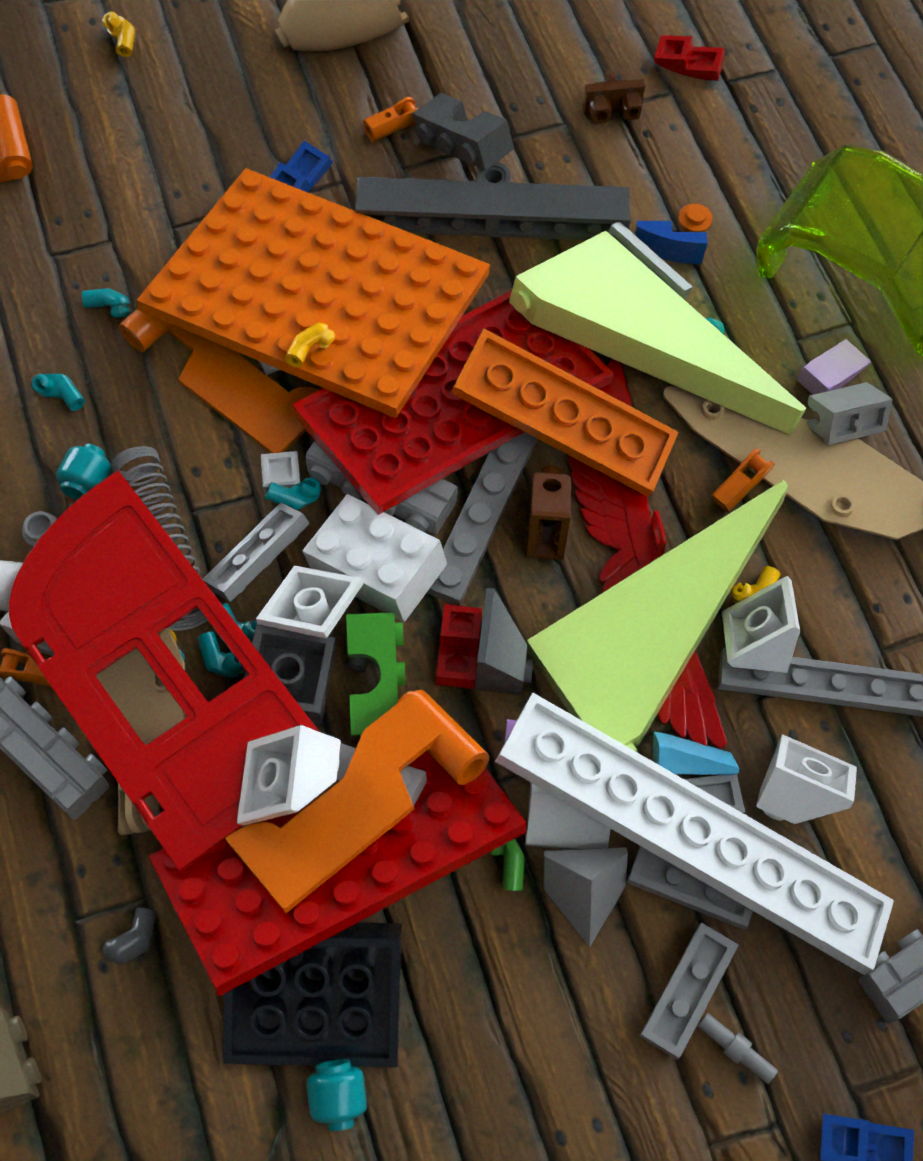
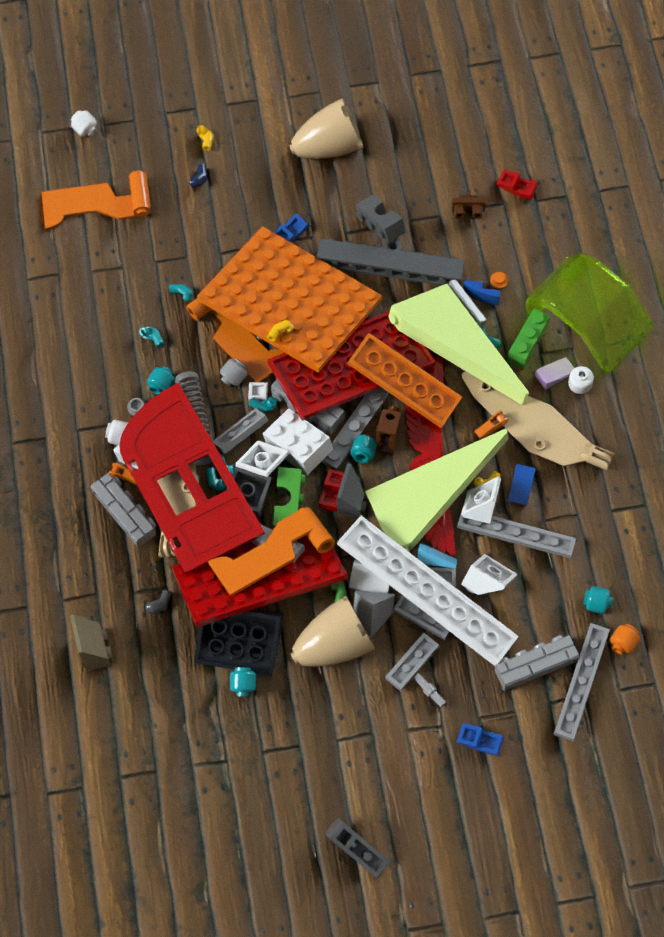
camera: 15 degrees right, 0 degrees up
(118, 101) = (200, 178): none -> dark blue arm
(227, 439) = (233, 372): none -> light grey head
(286, 773) = (239, 534): white slope -> none
(390, 120) = (343, 205): orange bar -> none
(506, 555) = (363, 448): none -> teal head
(517, 967) = (332, 637): none -> tan cylinder
(775, 312) = (526, 340): none -> bright green arch
(825, 586) = (521, 484): none -> blue slope
(849, 413) = (554, 397): light grey hinge -> none
(890, 373) = (581, 380): none -> white head

